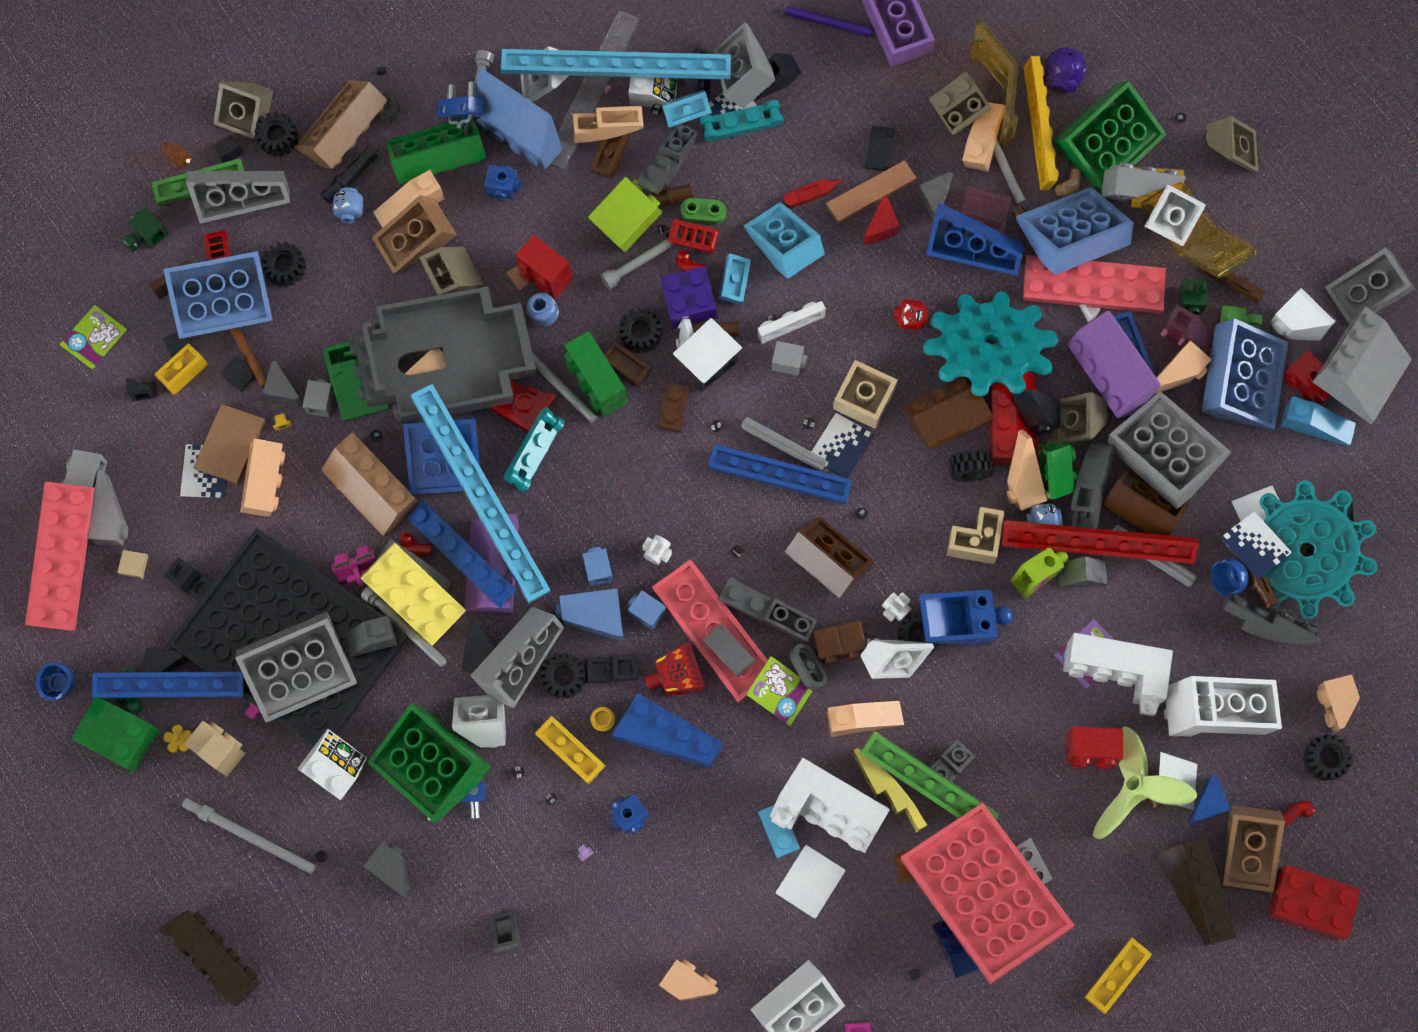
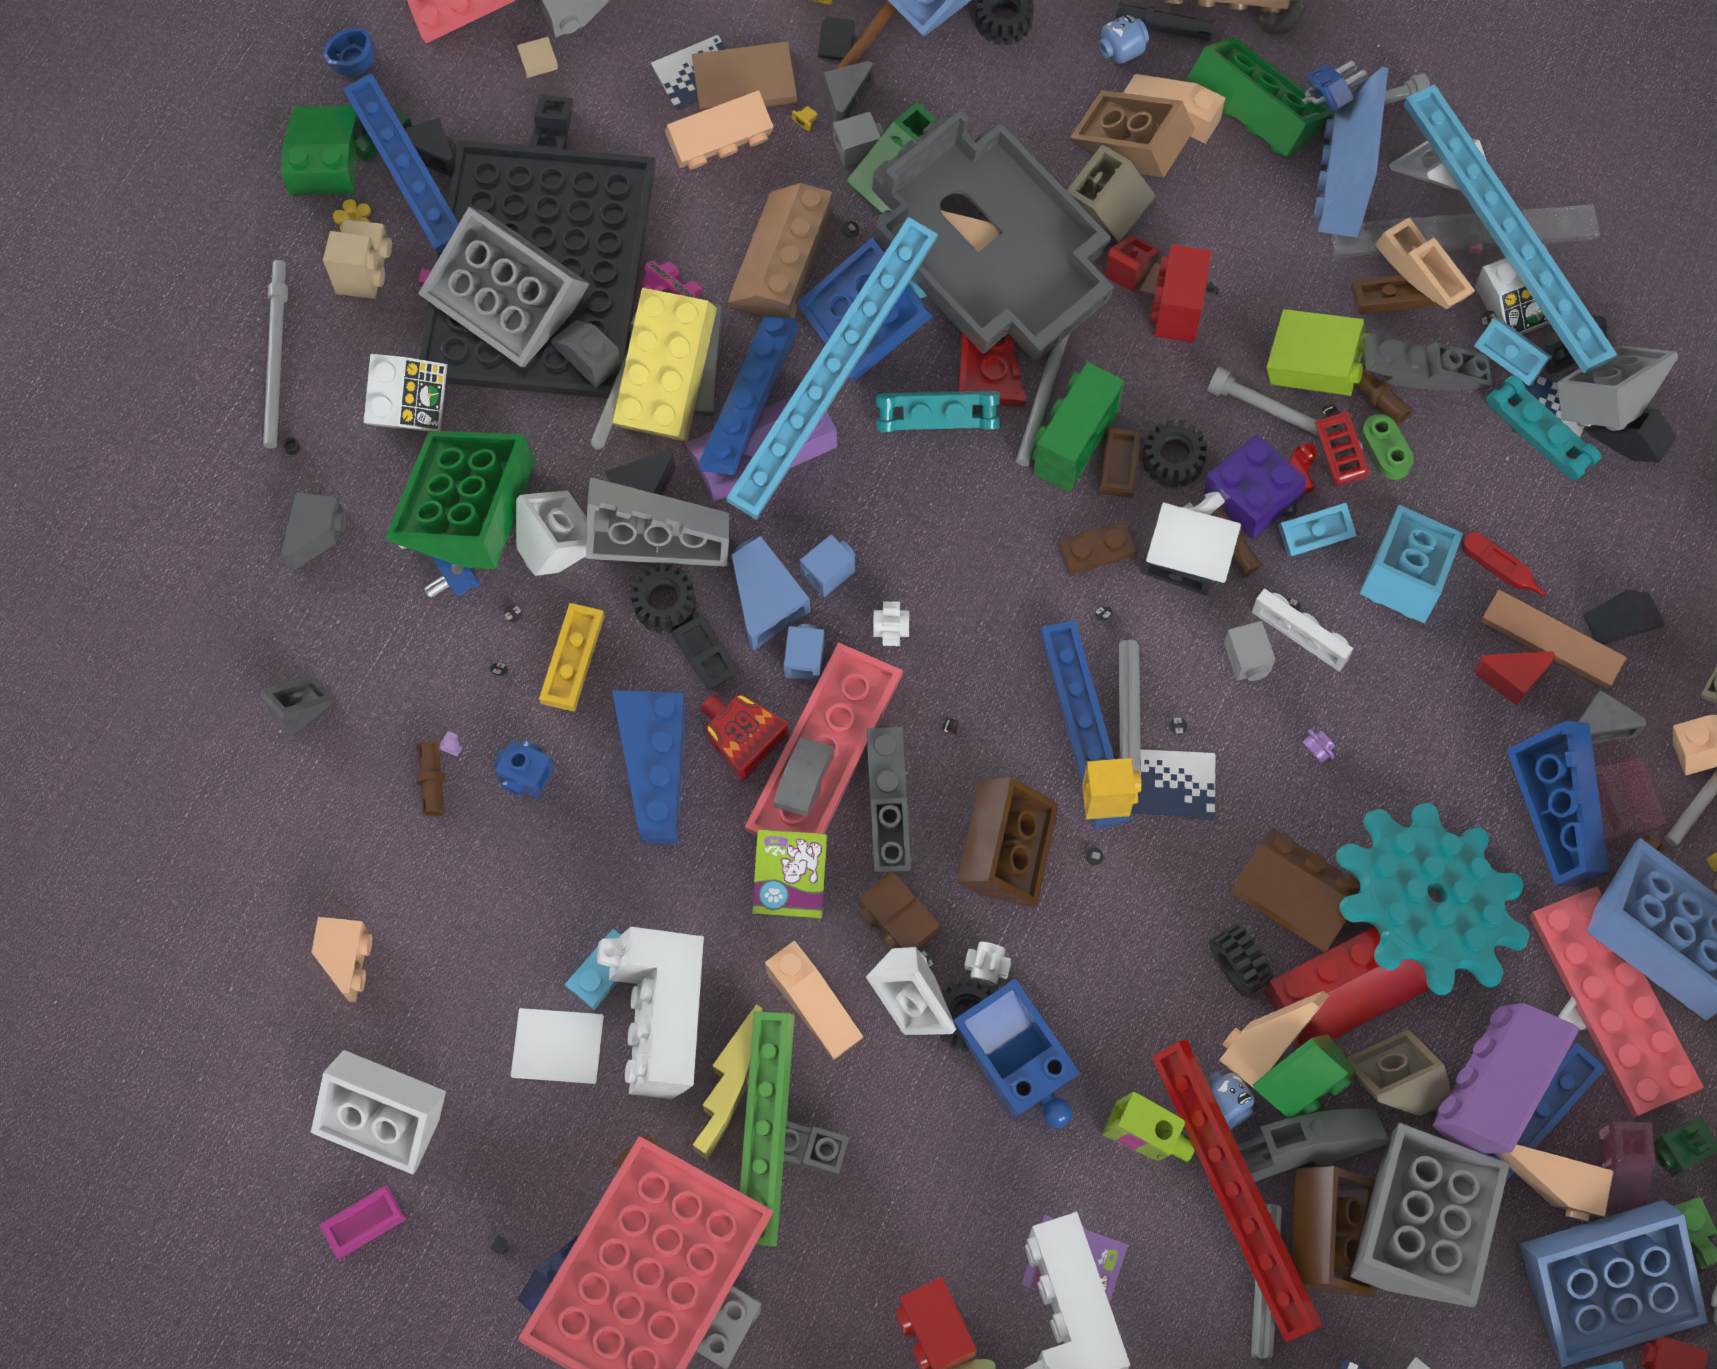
camera: 60 degrees right, 5 degrees down
(211, 956) = (105, 385): dark brown wedge -> none
(411, 545) = (732, 341): red arm -> none
(501, 284) = (1130, 262): none -> red slope
(502, 182) = (1265, 189): blue brick -> none
(542, 309) = (1126, 323): medium blue head -> none
(601, 875) = (430, 778): none -> reddish brown pin
(602, 719) = (634, 675): yellow plate -> none
(808, 666) = (842, 894): dark grey plate -> none
(836, 480) = (1110, 788): none -> yellow brick
(865, 394) = (1258, 771): tan brick -> none
(866, 353) = (1319, 745): none -> medium lavender plate
(911, 314) = (1410, 775): red head -> none
(978, 543) = (1138, 1027): tan brick -> none
(1038, 410) = (1376, 1011): black slope -> none
(1083, 573) = (1183, 1194): flat silver slope -> none

